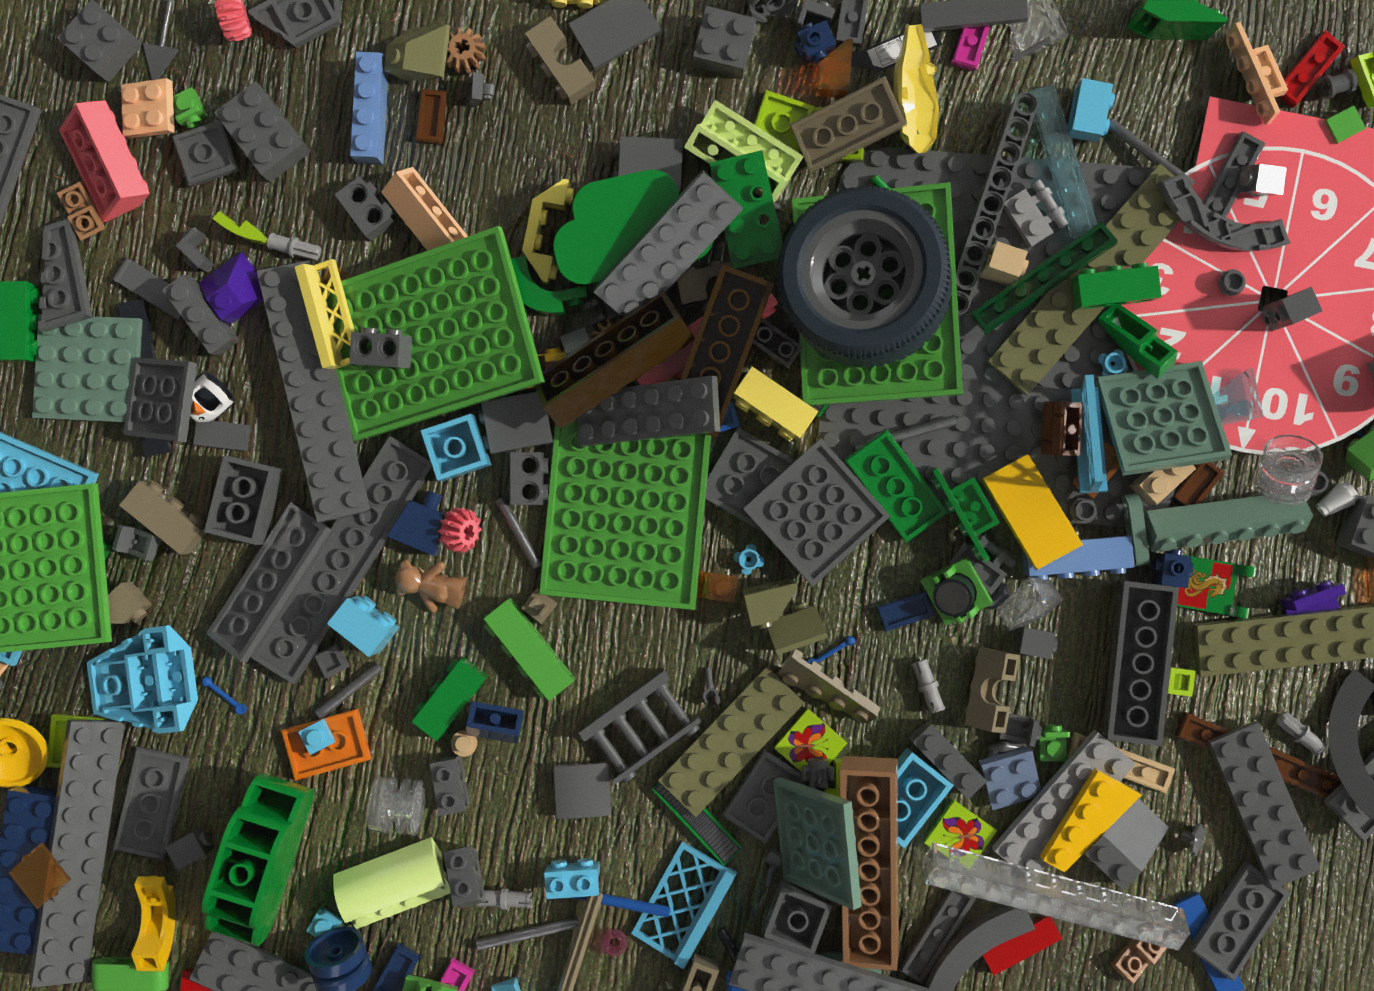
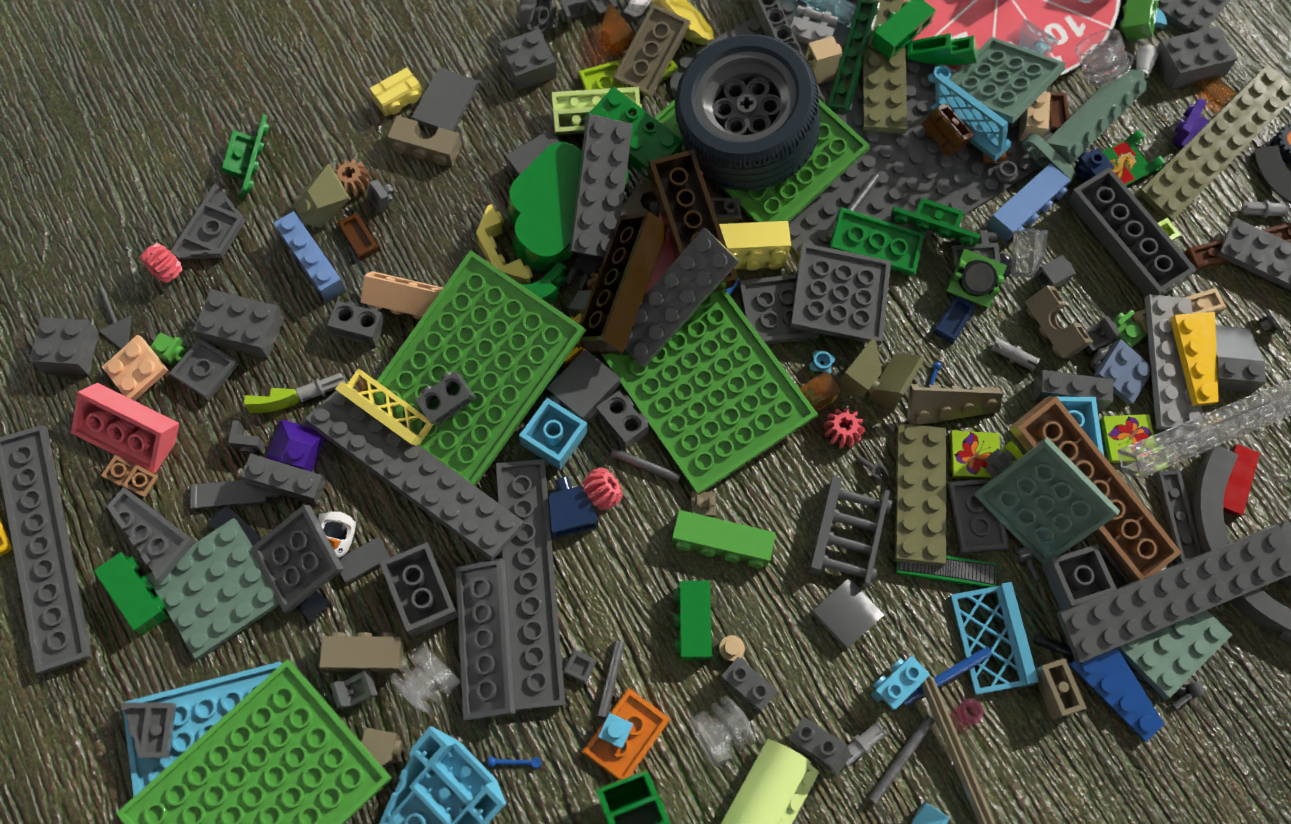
camera: 45 degrees left, 20 degrees down
(194, 580) = (425, 679): none -> clear wheel
(364, 624) = (586, 610): medium azure brick -> none
(431, 585) = (611, 546): medium nougat piece -> none
(494, 722) = (743, 609): dark blue brick -> none
(721, 629) = (840, 434): none -> coral gear
(814, 42) = (587, 22): dark blue brick -> none
(1031, 512) = (977, 193): yellow tile -> none

